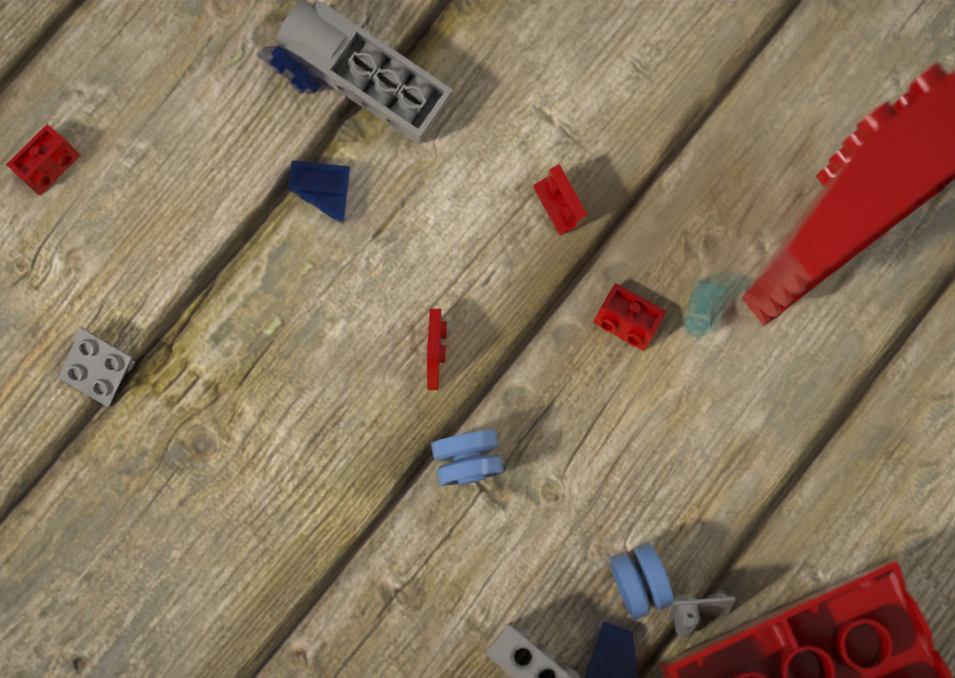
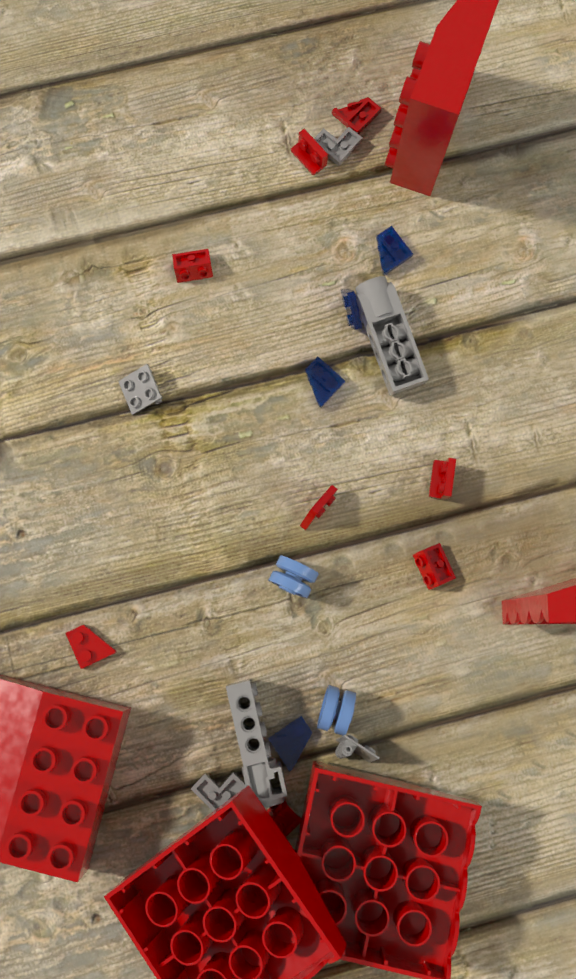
camera: 35 degrees right, 0 degrees up
(697, 317) = (473, 590): clear light blue leg -> none

